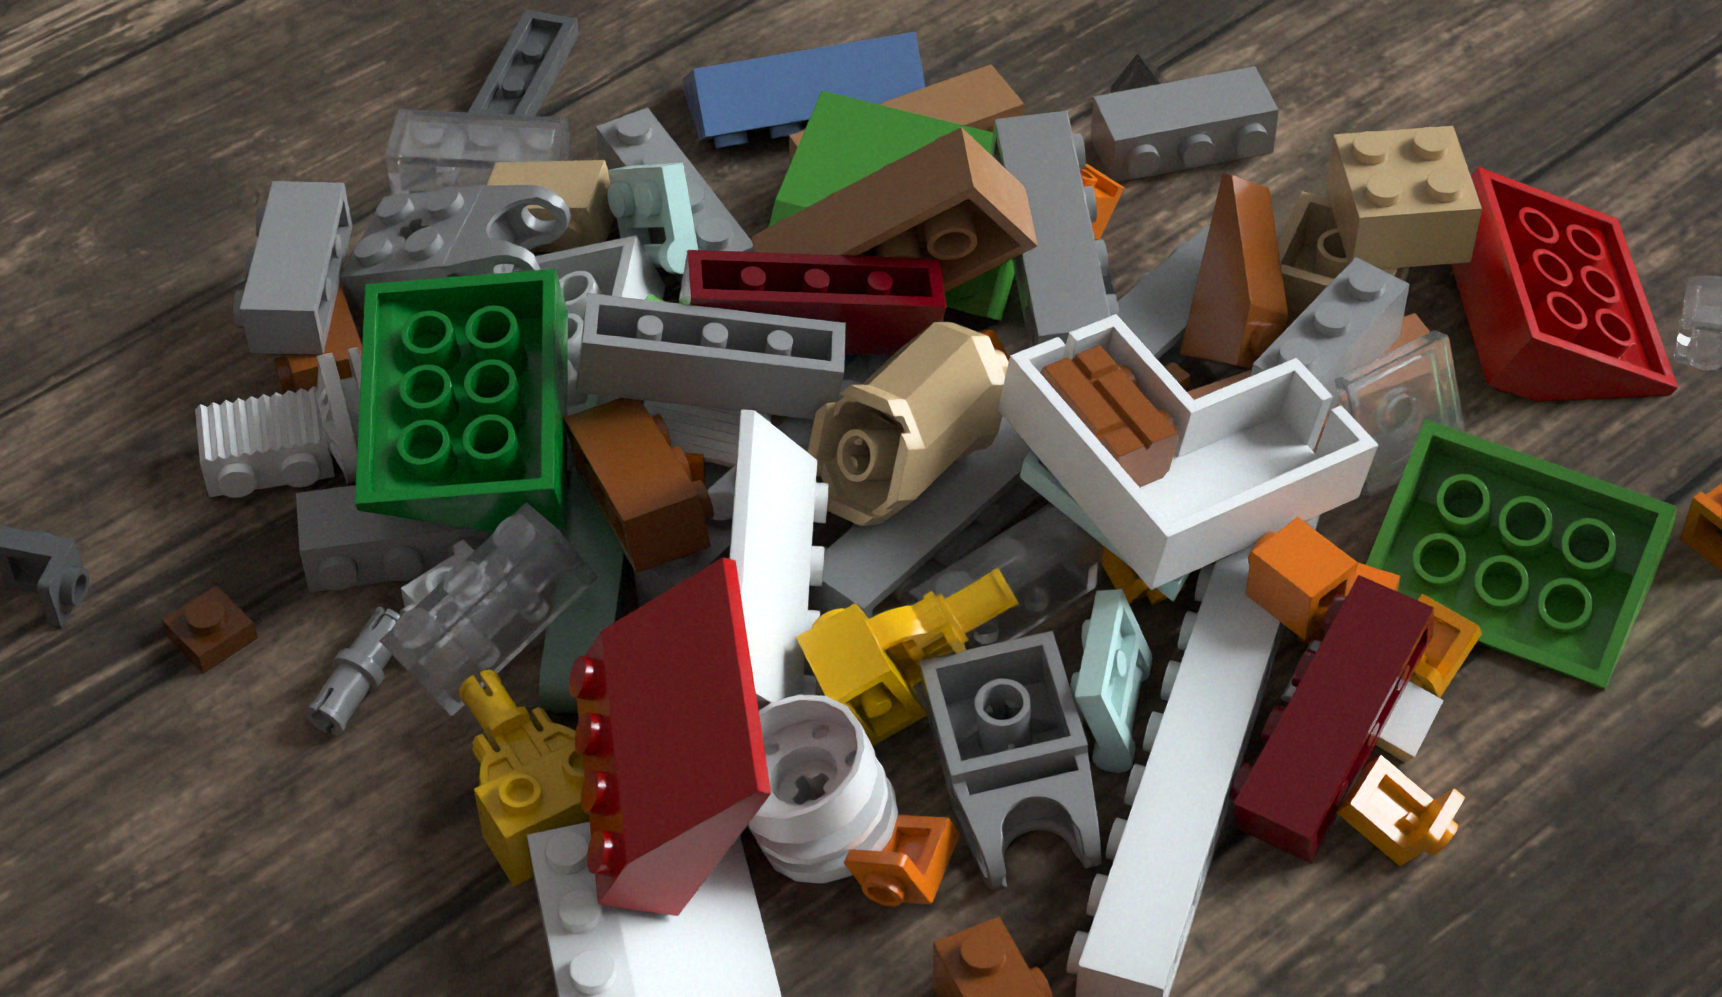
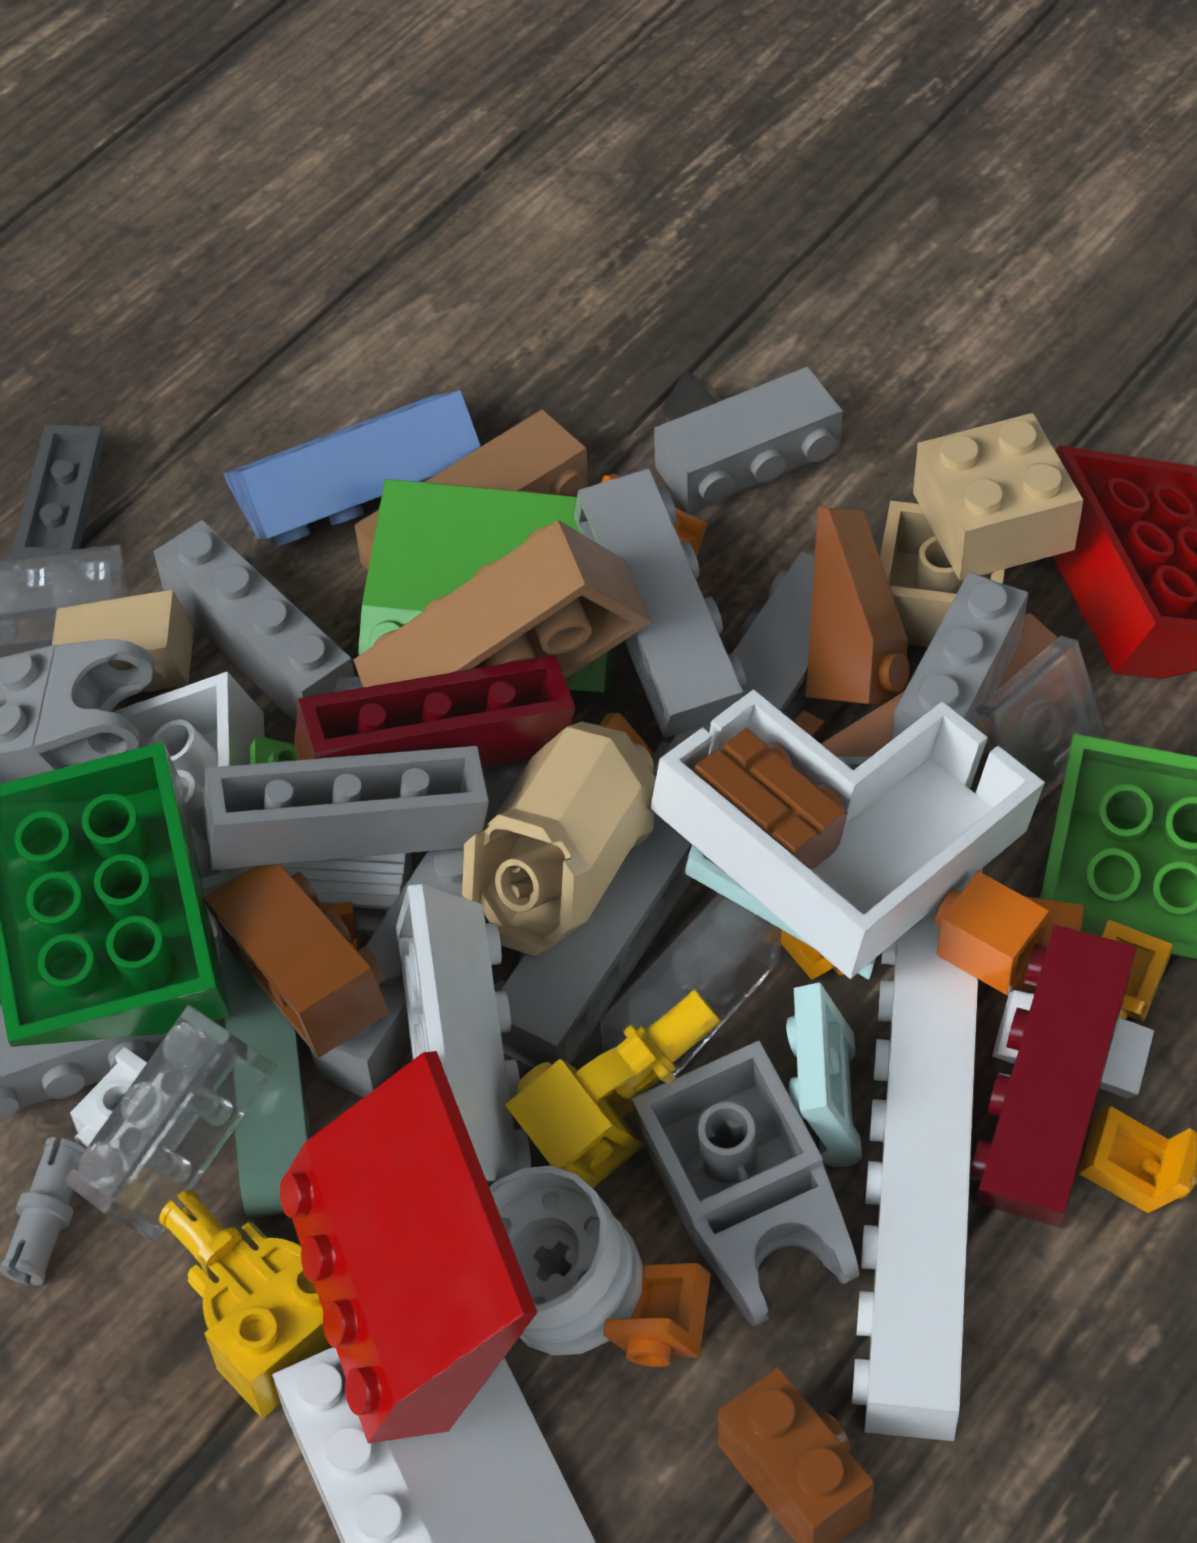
camera: 10 degrees left, 5 degrees up
(653, 198) = (240, 626): light aqua plate -> none

